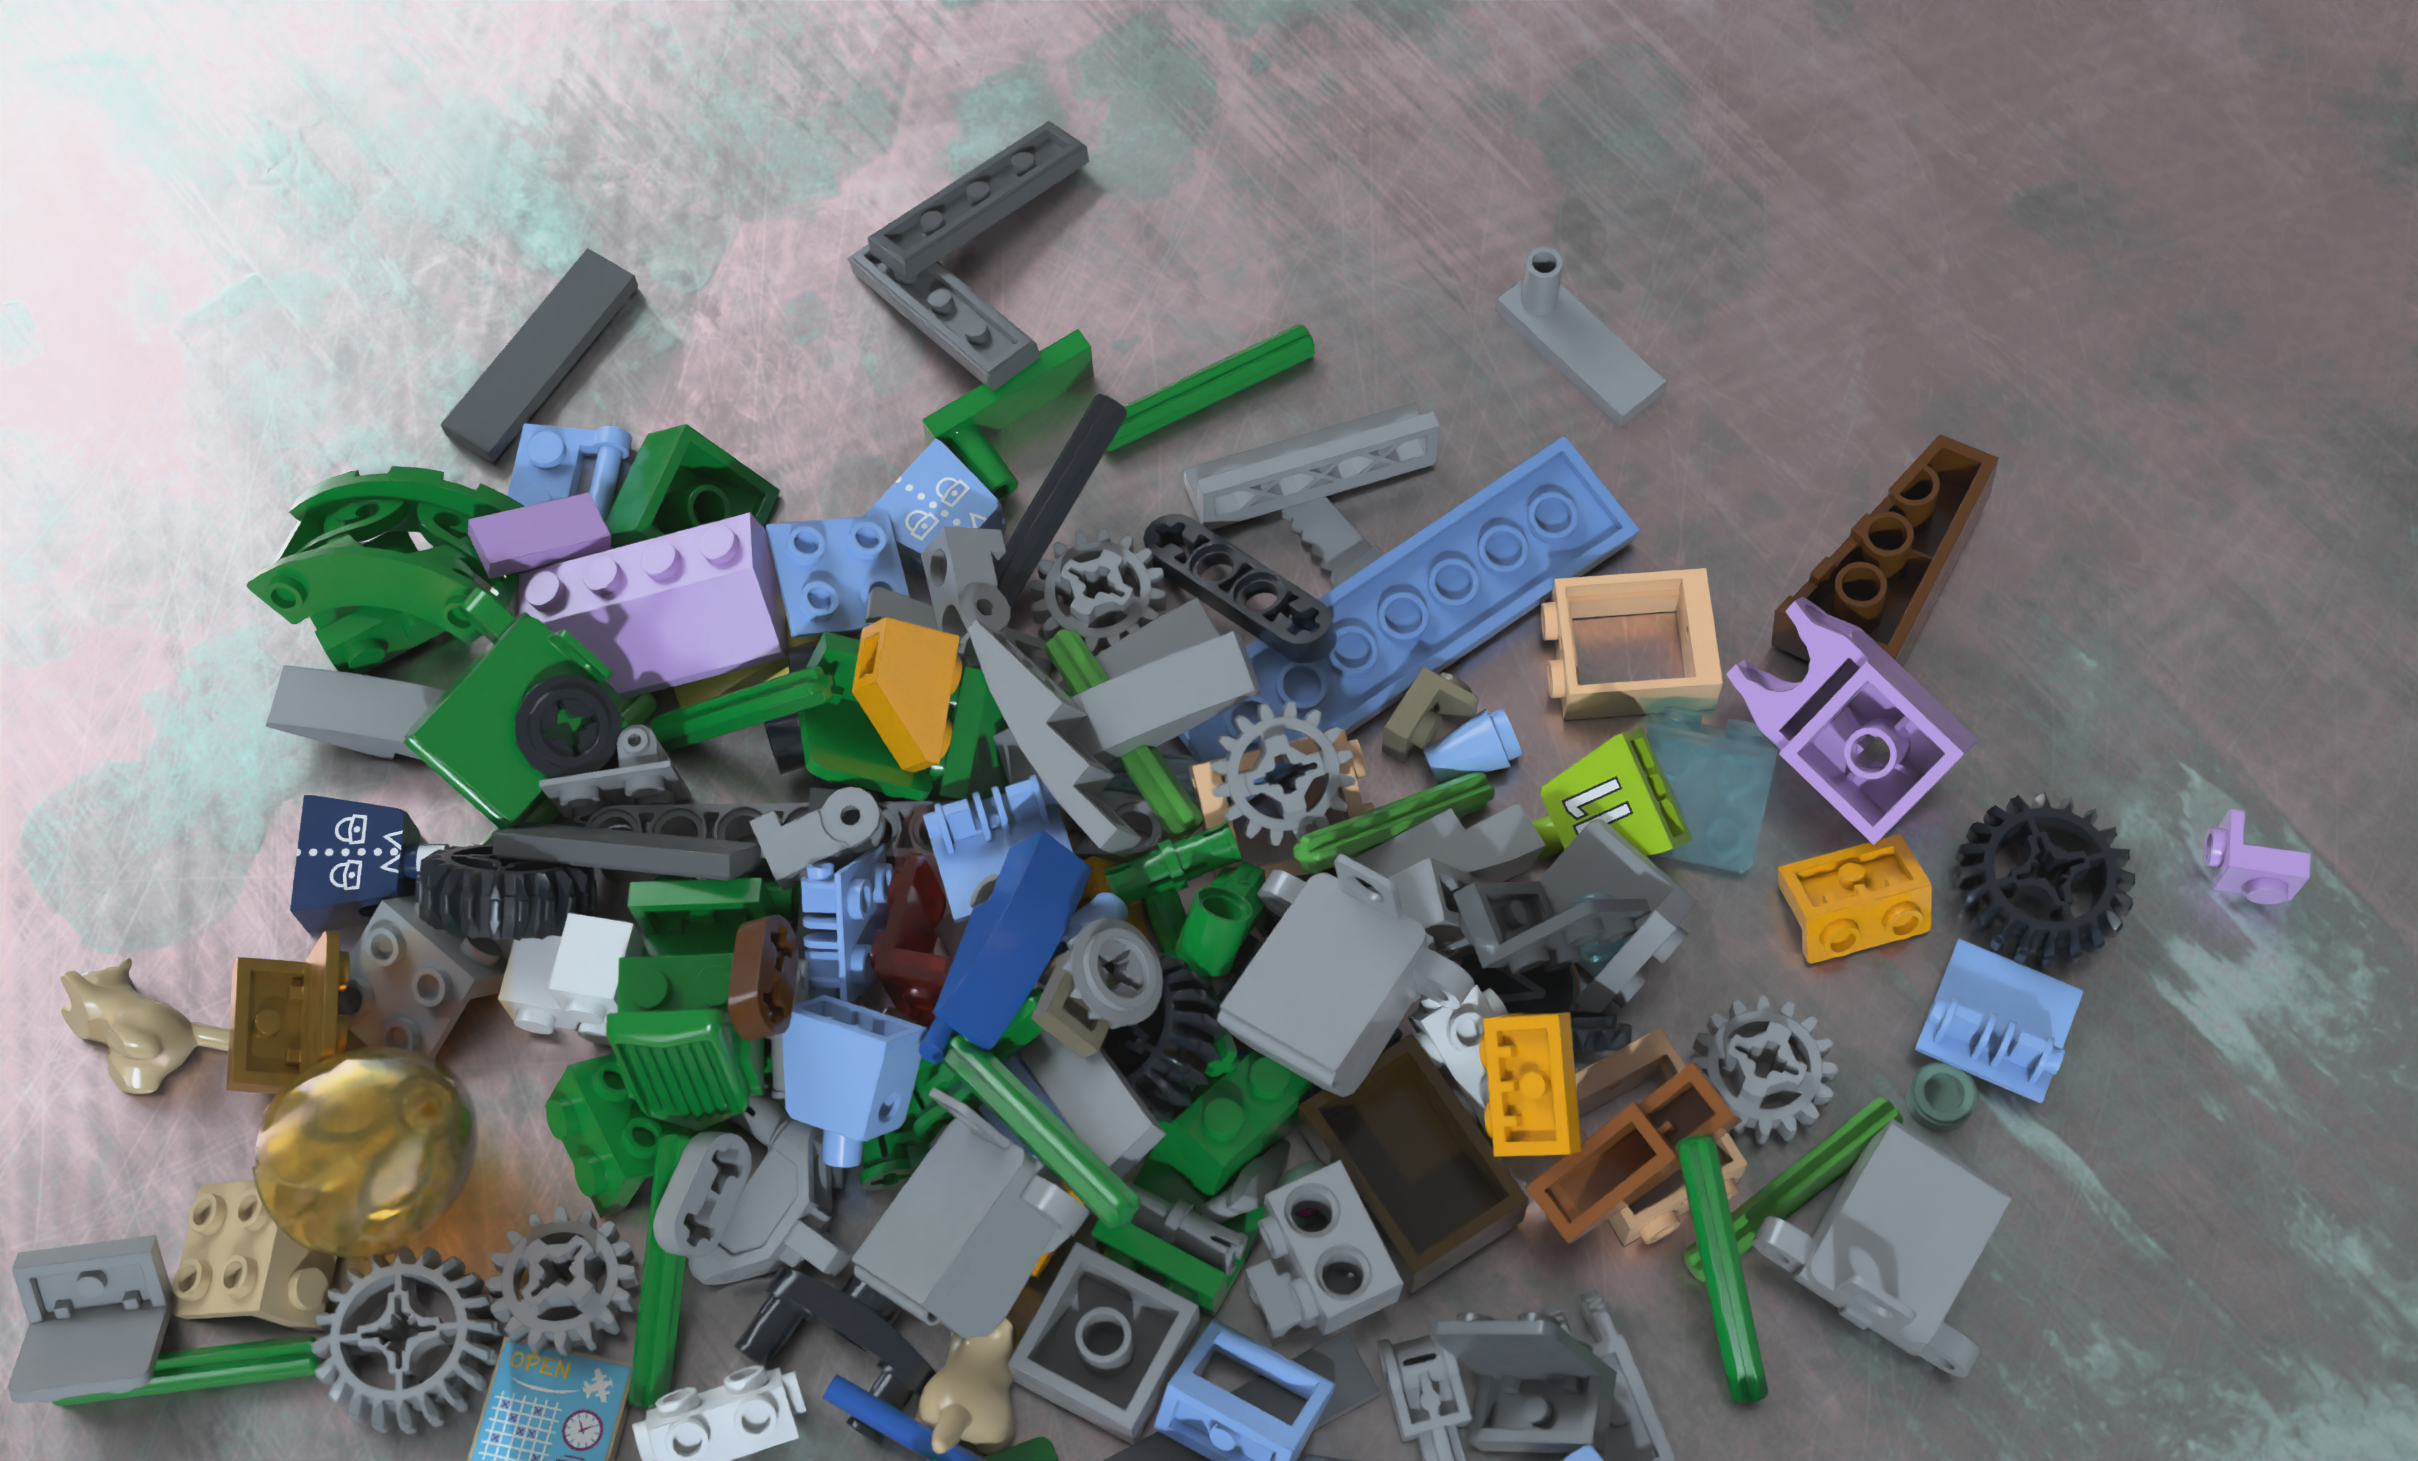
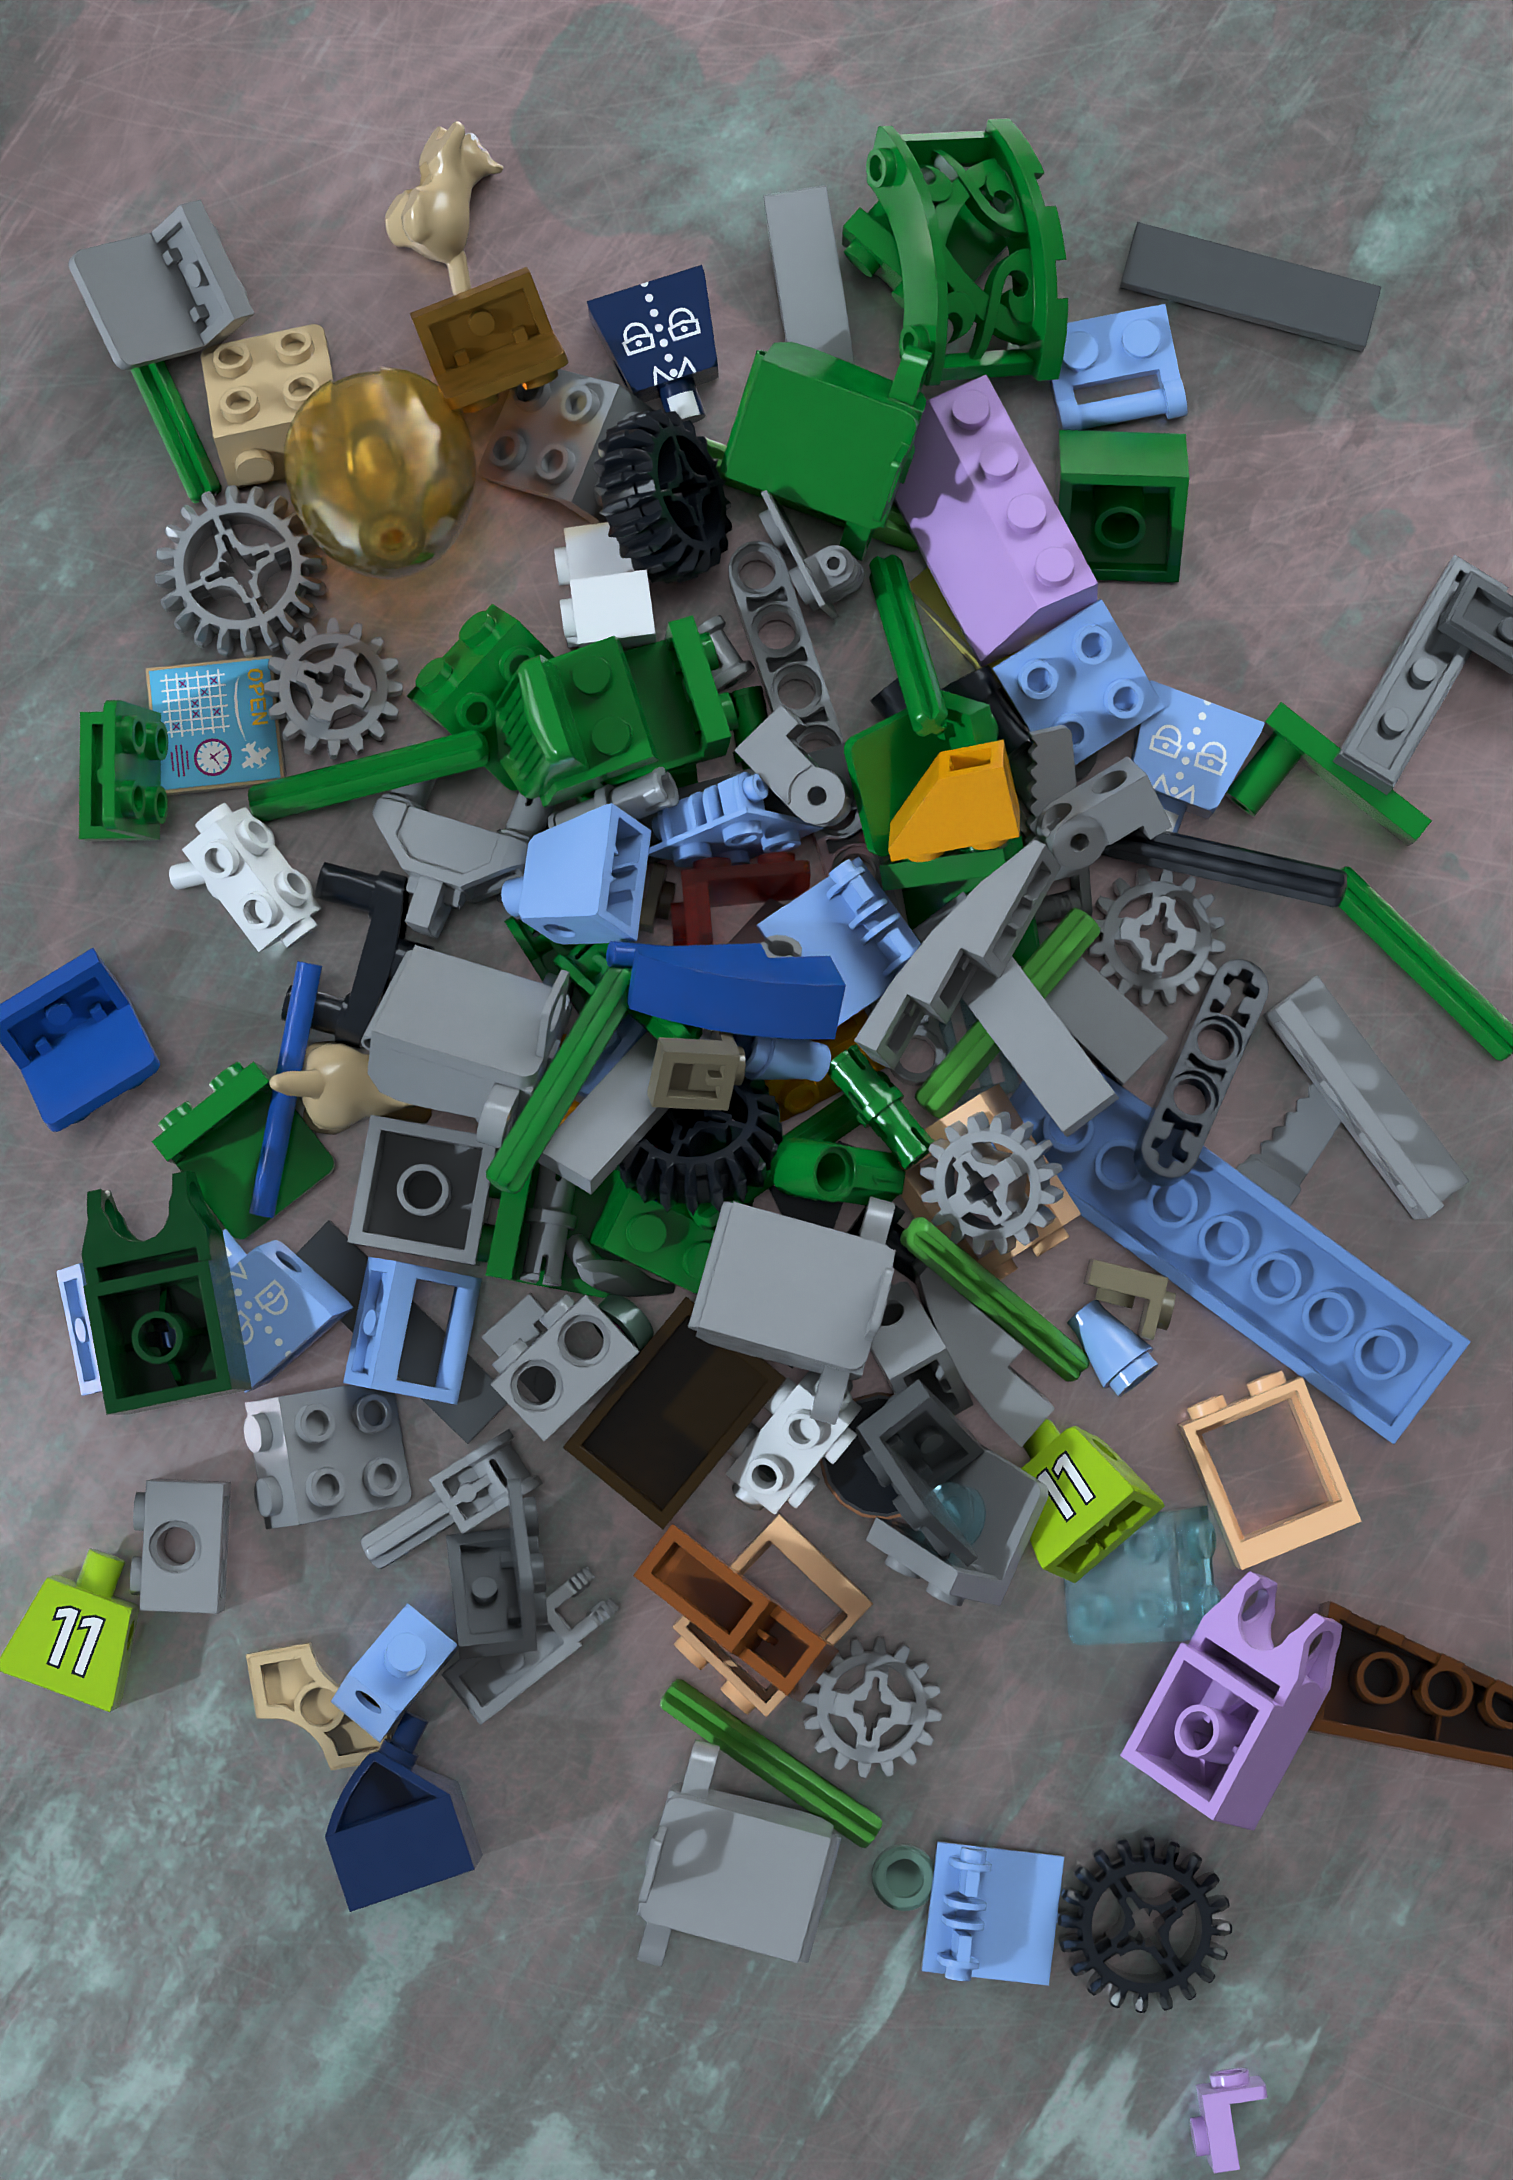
camera: 70 degrees right, 20 degrees up
(539, 535) = (1030, 379): lavender tile -> none
(580, 699) = (825, 523): black gear -> none
(627, 850) = (728, 596): dark grey tile -> none
(702, 1194) = (437, 788): light grey beam -> none
(763, 978) = (629, 777): reddish brown beam -> none
(1135, 970) = (743, 1113): light grey gear -> none
(1530, 1084) = (760, 1502): light orange bracket -> none
(1597, 1031) = (839, 1528): black gear -> none
(1722, 1268) = (659, 1719): green axle -> none
(1857, 898) = (1072, 1751): light orange bracket -> none

